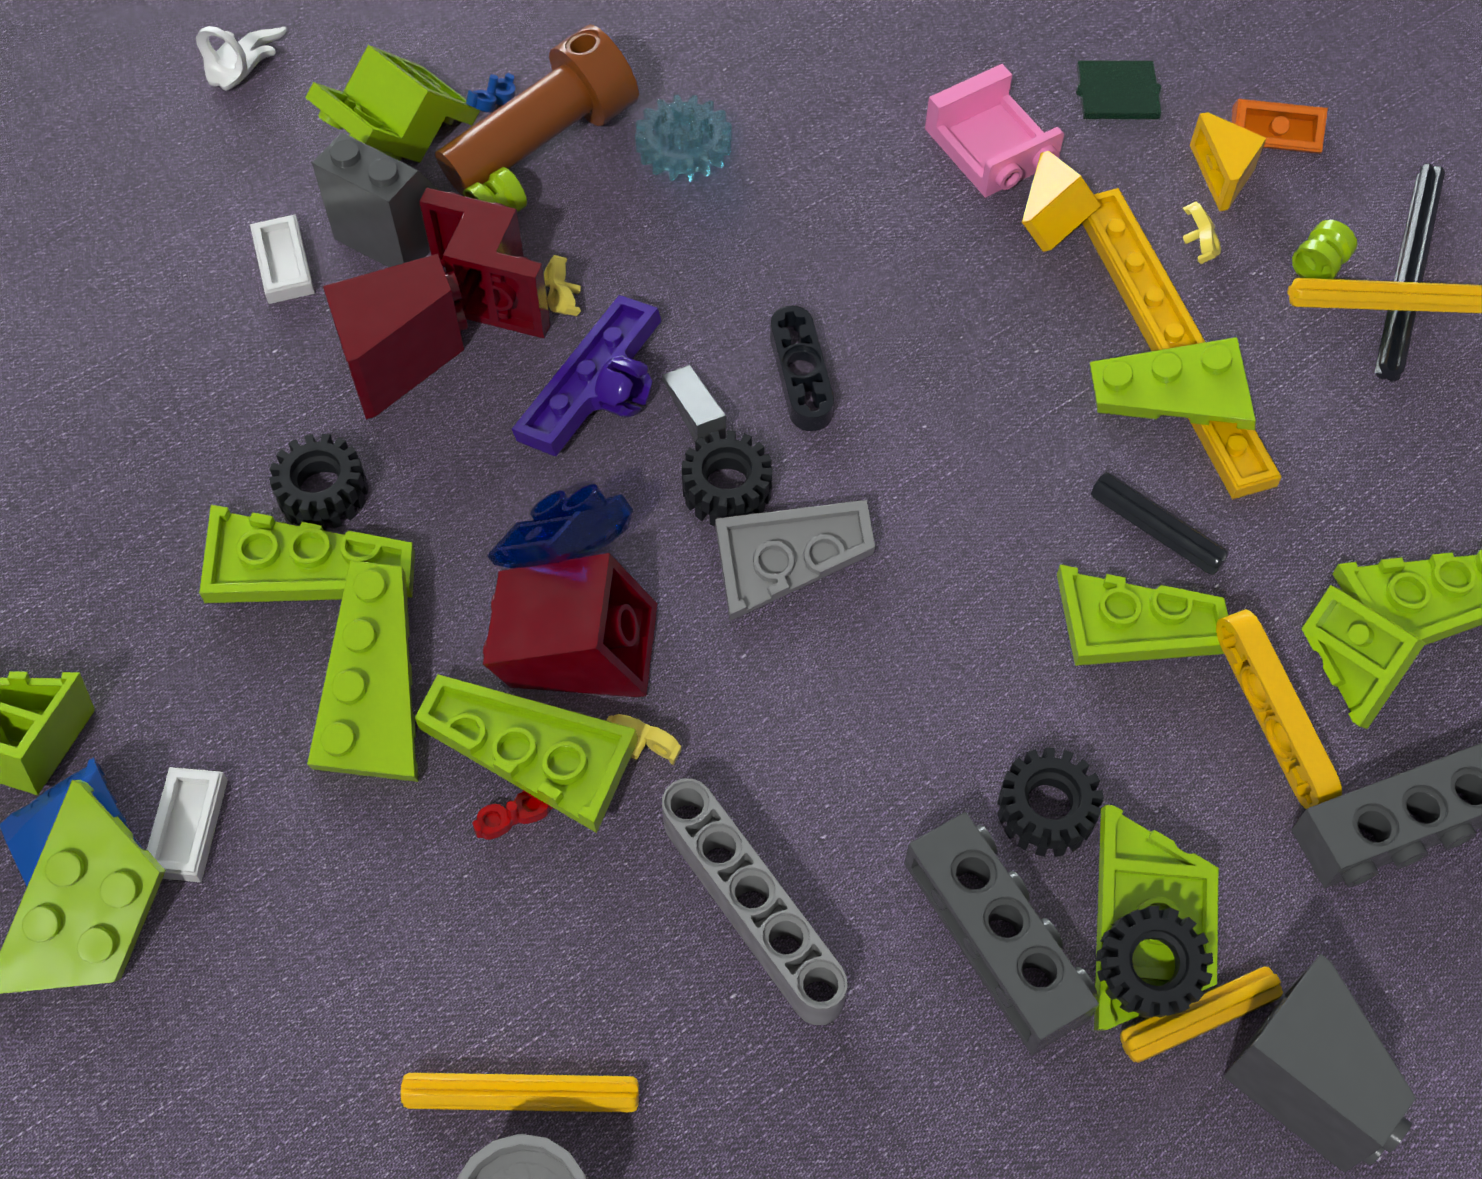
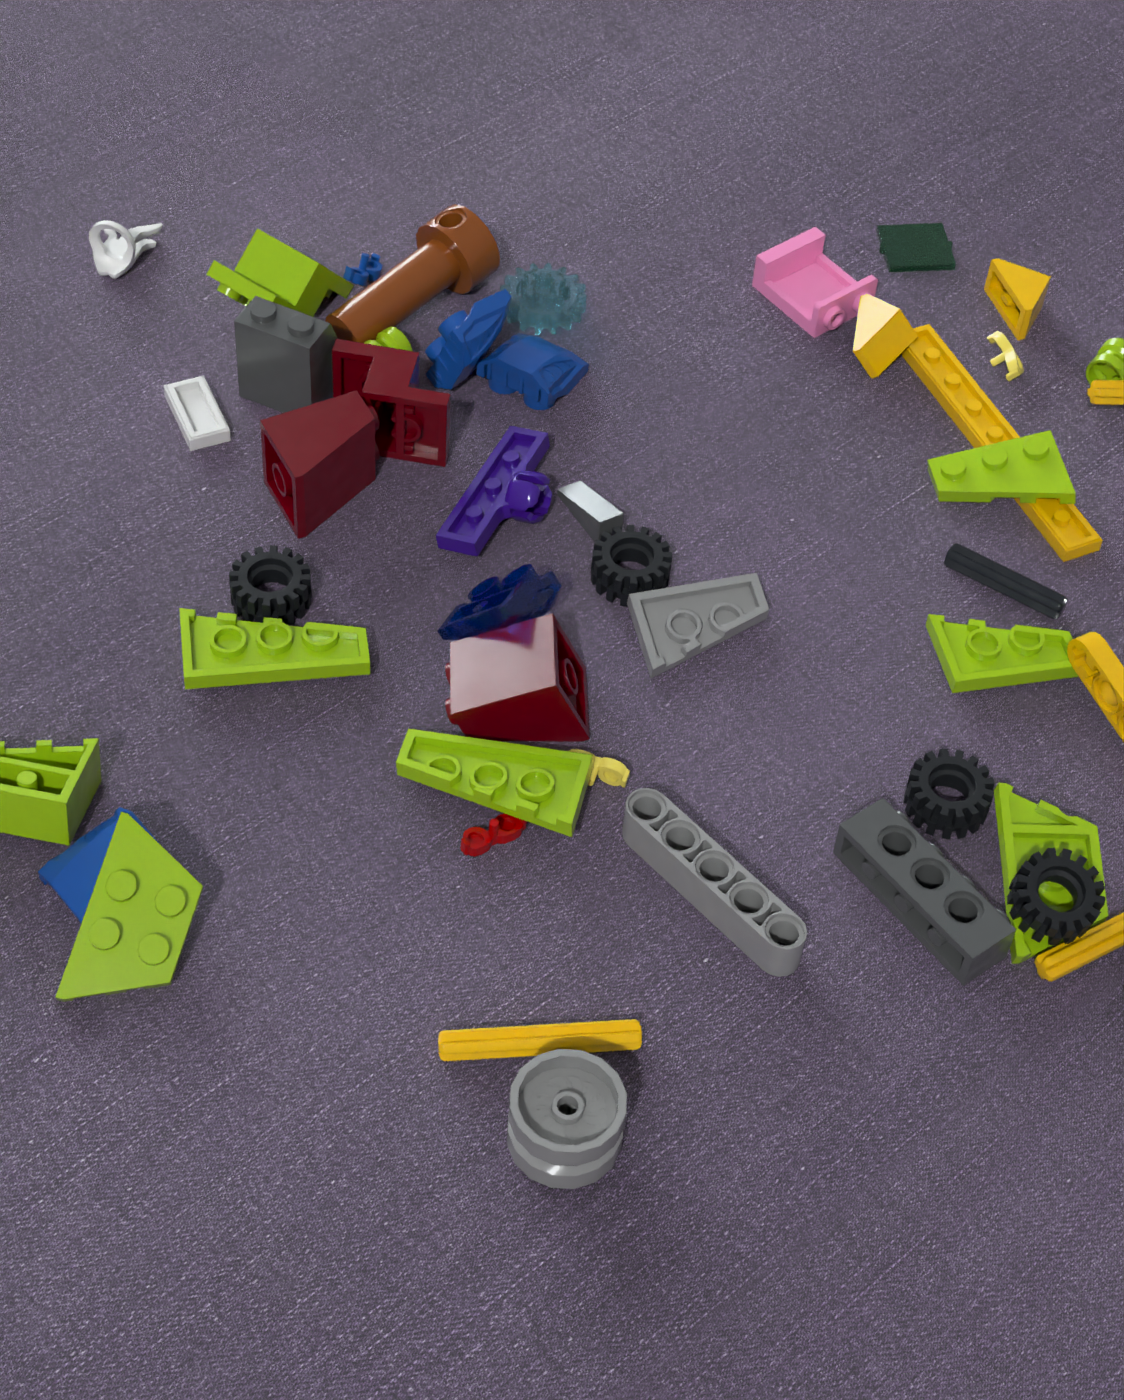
camera: 10 degrees left, 10 degrees down
(187, 822) = (206, 855): white tile -> none
(366, 697) = (349, 745): lime wing -> none
(560, 294) = (459, 429): light yellow piece -> none
(584, 188) = (466, 340): none -> blue slope
(659, 224) = (534, 369): none -> blue slope
(796, 385) = (676, 492): black beam -> none
(1283, 124) = (1067, 268): orange slope -> none

